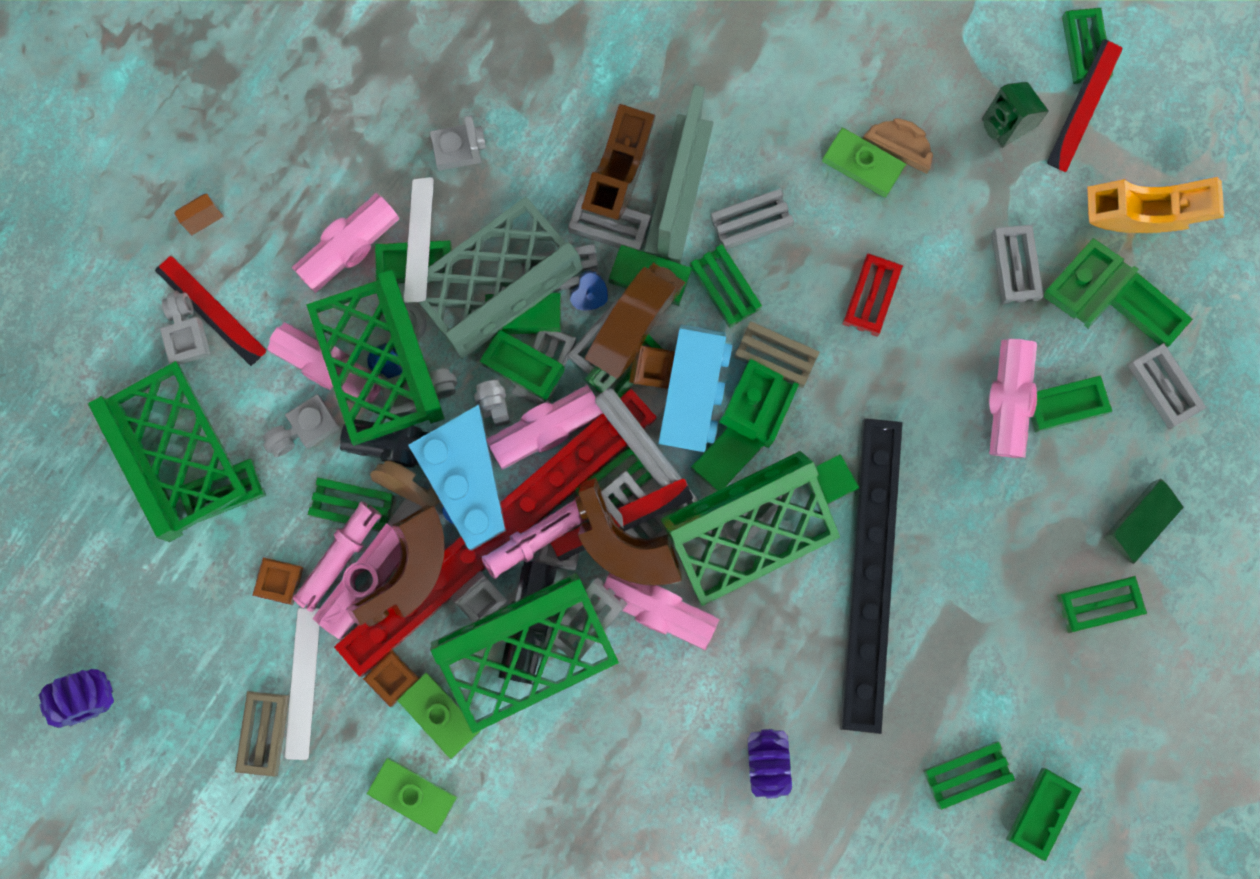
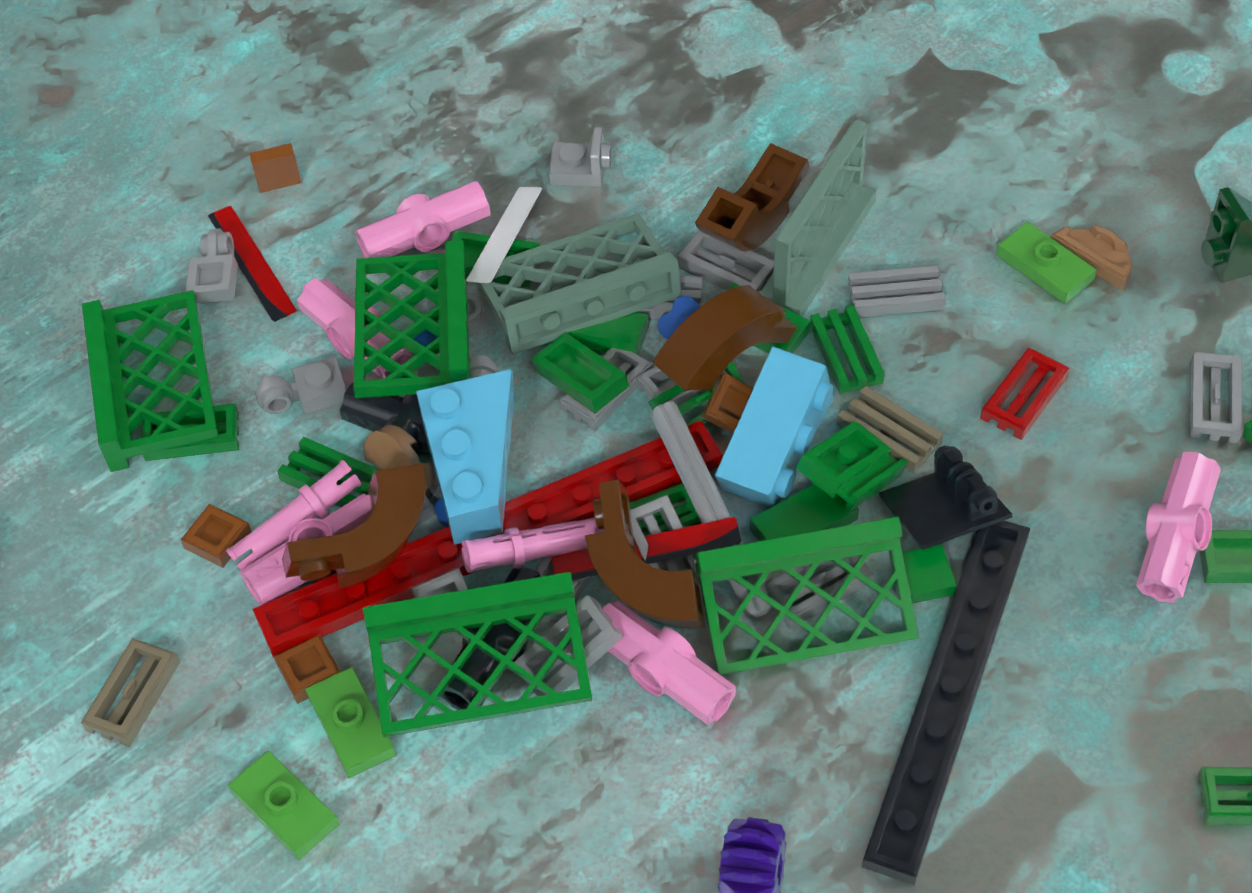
camera: 20 degrees right, 25 degrees down
(302, 686) = (198, 656): white sticker -> none
(492, 401) = (531, 383): light grey plate -> none
(544, 427) = (582, 440): bright pink piece -> none
(835, 418) = (945, 502): none -> black hinge

